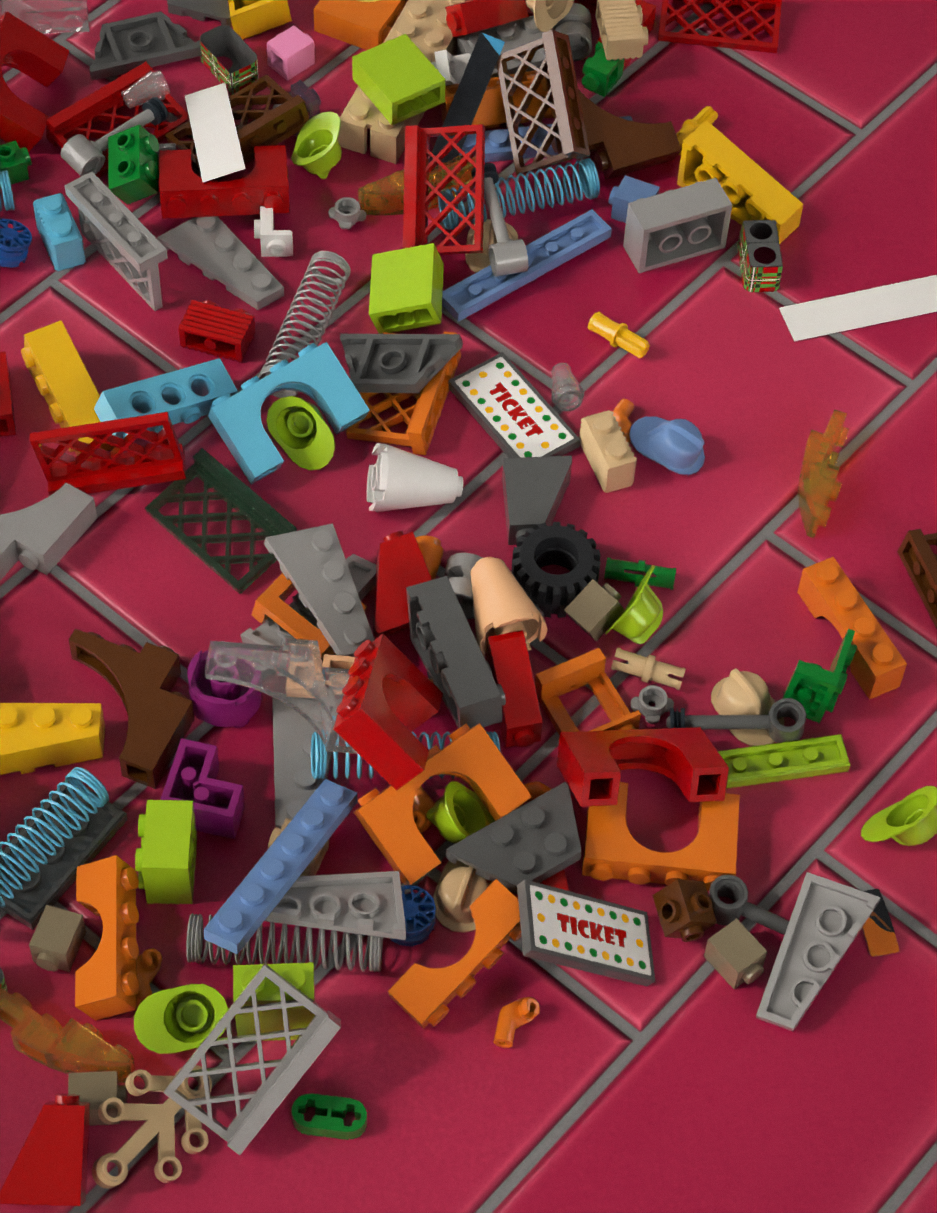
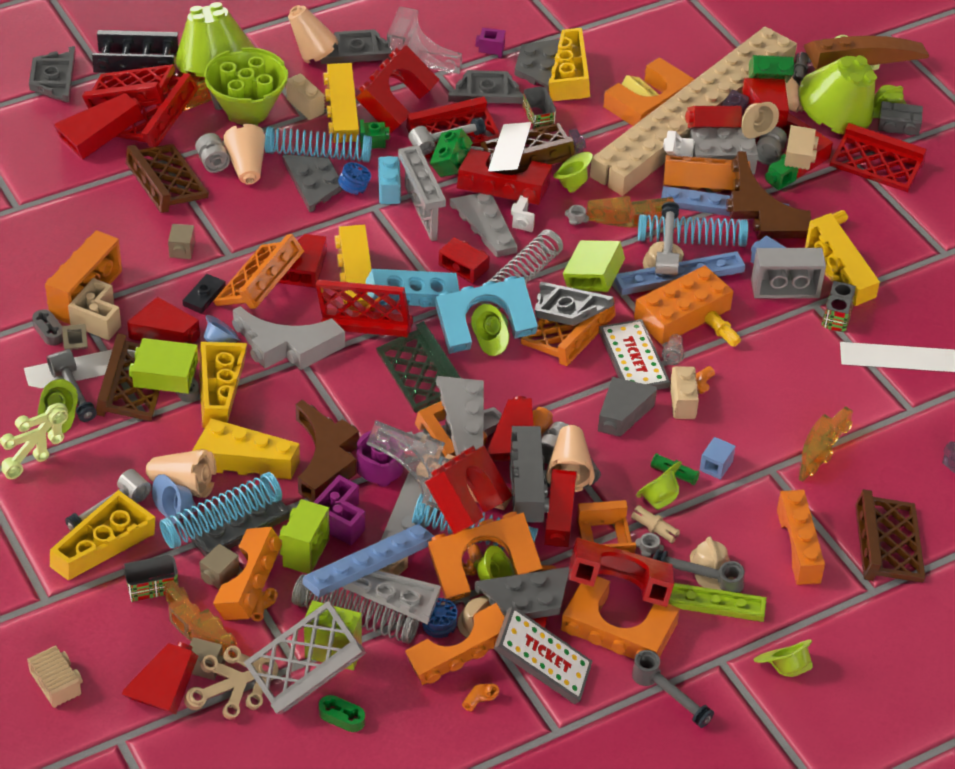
camera: 20 degrees right, 10 degrees down
(146, 88) = (476, 111): clear cone -> none
(178, 1017) = (267, 624): lime piece -> none
(290, 52) = (581, 114): bright pink brick -> none
(398, 79) = (638, 141): lime brick -> none
(409, 481) = (548, 375): white cone -> none
(417, 187) = (624, 204): red fence -> none
(470, 90) = (680, 164): black sticker -> none
(551, 313) = (683, 304): none -> orange brick
(559, 547) = (606, 448): black tyre -> none
(562, 91) = (738, 176): reddish brown fence -> none
(595, 609) = (633, 478): dark tan brick -> none
(670, 443) = (728, 399): medium blue piece -> none
(684, 909) = (615, 663): reddish brown brick -> none
(692, 539) = (717, 458): none -> medium blue brick
(736, 954) = (638, 700): dark tan brick -> none
(815, 941) = (690, 705): light grey wing -> none
(817, 687) = (760, 563): green bracket -> none
(879, 929) = (741, 713): orange sticker -> none

